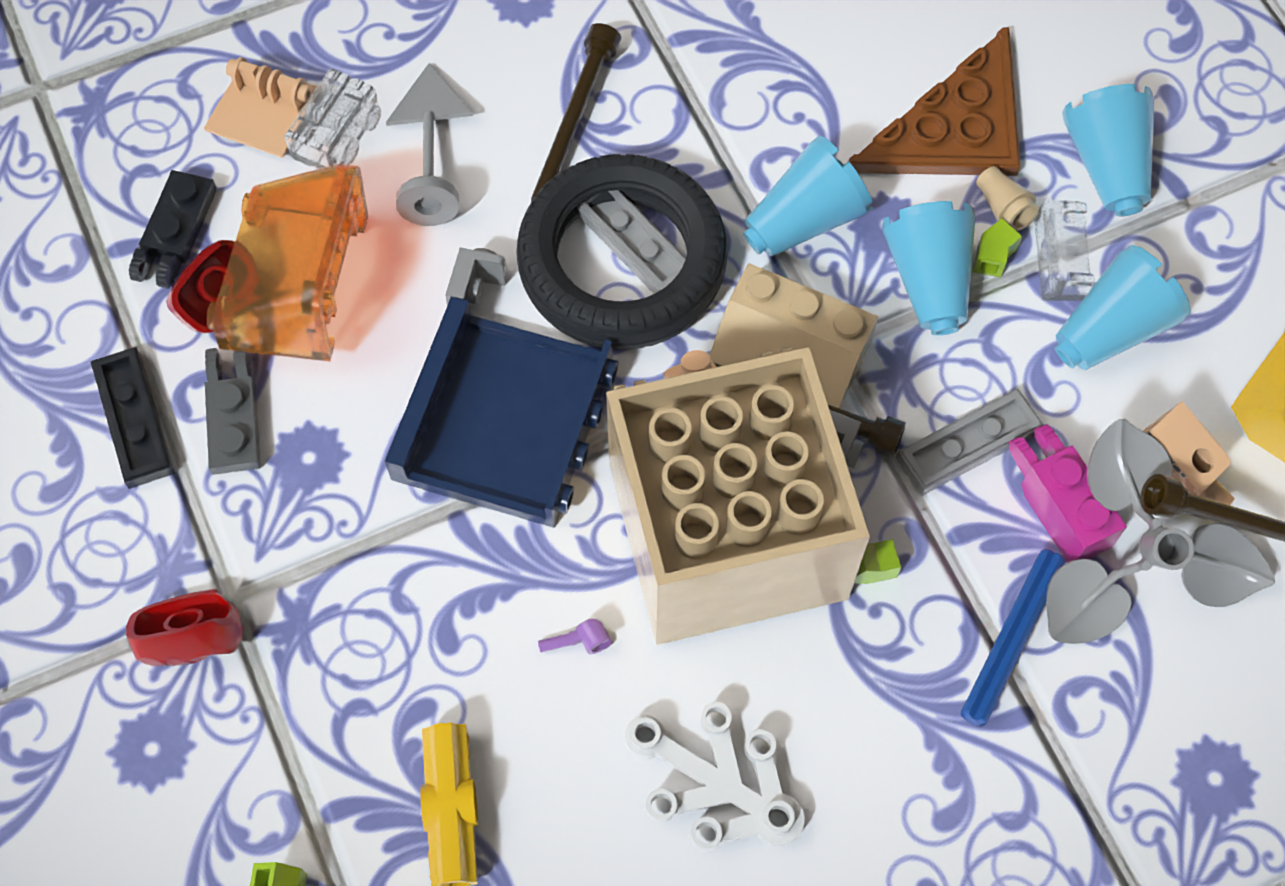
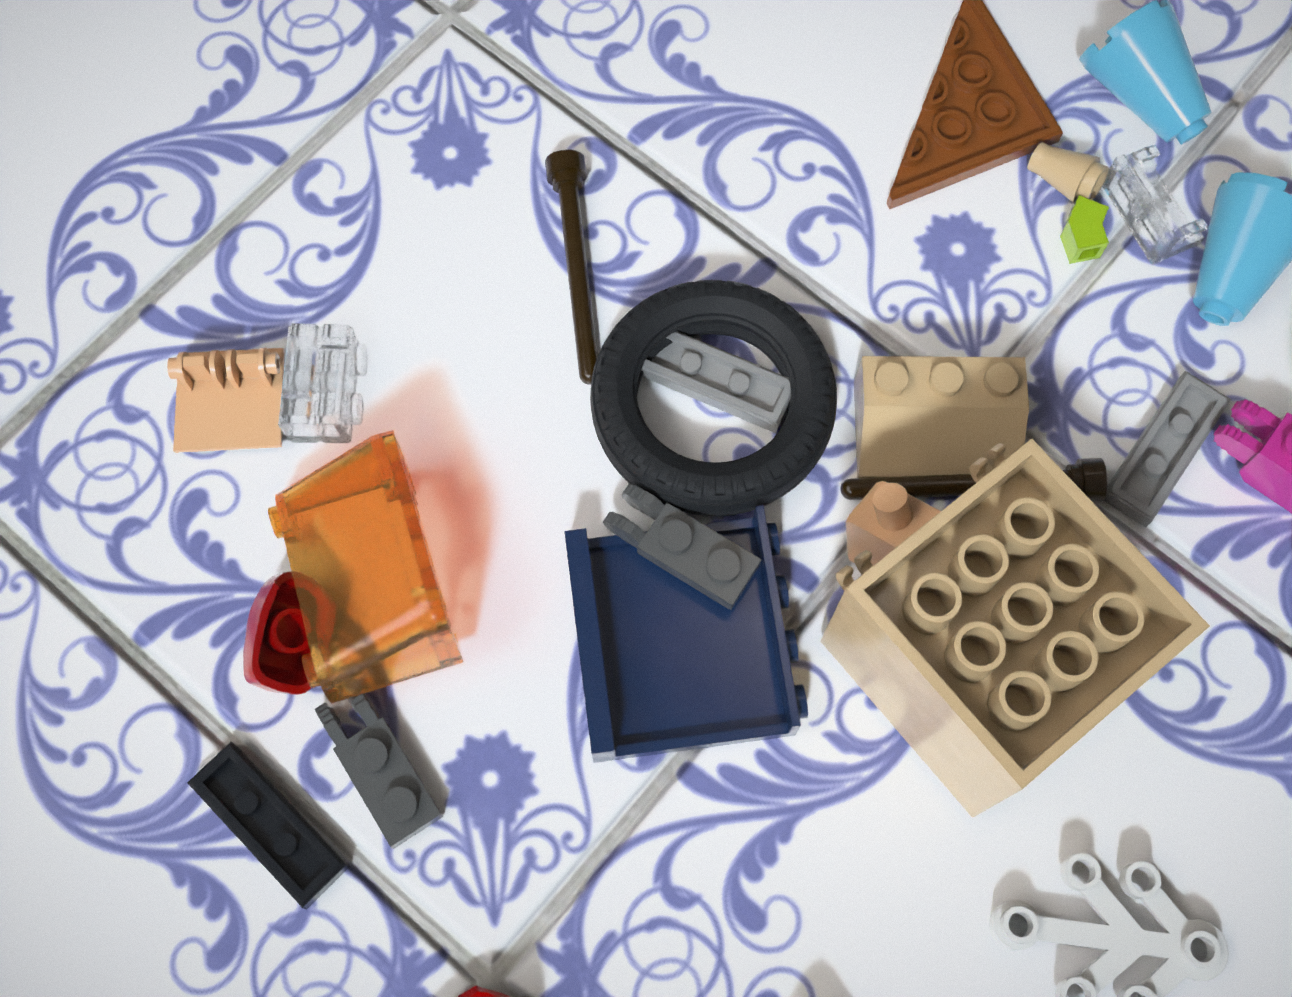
camera: 25 degrees left, 5 degrees up
(173, 227) = (198, 580): black hinge -> none
(428, 198) = (411, 314): light grey piece -> none
(473, 269) = (561, 482): light grey bracket -> none
(540, 351) = (686, 548): none -> dark grey hinge
(590, 633) = (901, 838): medium lavender hand -> none
(807, 201) = (880, 258): medium azure cone -> none
(934, 261) = (1043, 274): medium azure cone -> none

